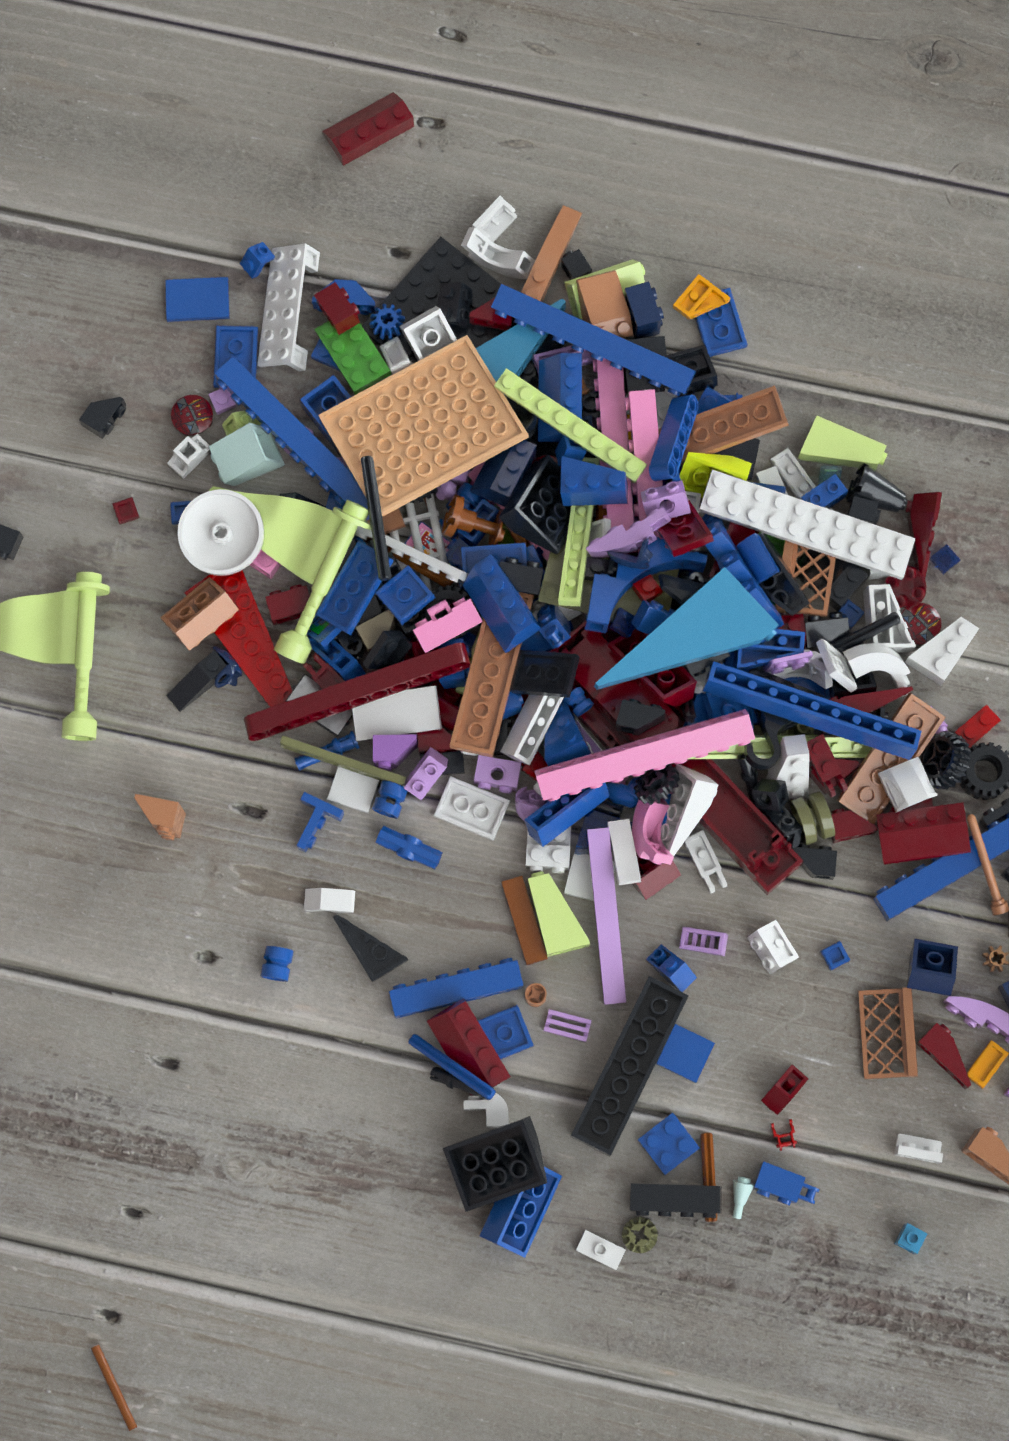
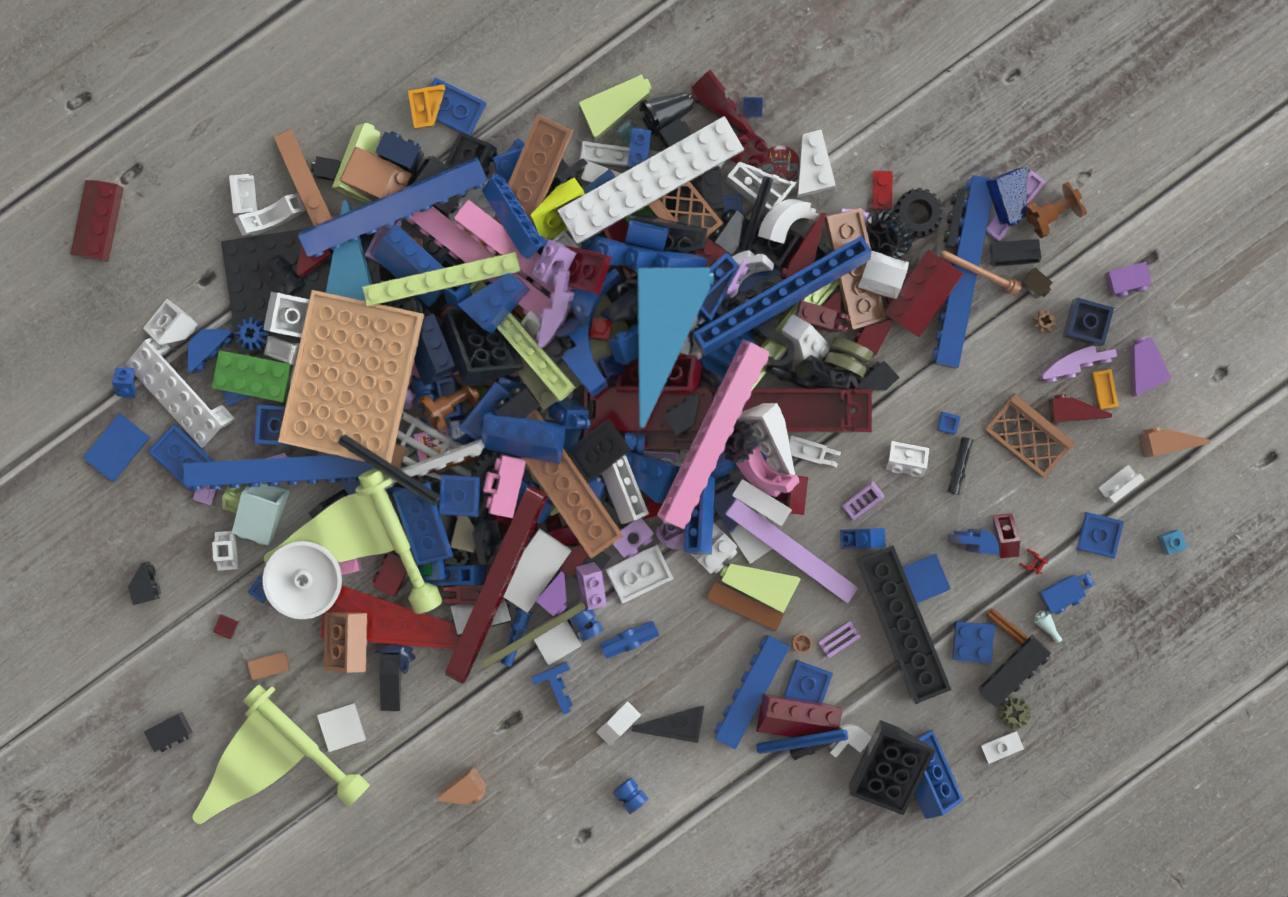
camera: 50 degrees left, 10 degrees up
(123, 572) = (268, 665): none -> nougat tile
(123, 675) = (341, 727): none -> white tile
(191, 415) = (197, 523): dark red dish -> none
(337, 254) = (170, 324): none -> white slope
(337, 308) = (212, 361): dark red brick -> none
(758, 460) = (570, 173): none -> black plate
(758, 1061) = (977, 541): none -> blue brick
(803, 999) = (958, 472): none -> black pin
(836, 665) = (764, 249): white tile -> none
(859, 1172) = (1100, 535): none -> blue tile
(932, 967) = (1015, 368): dark blue brick -> none

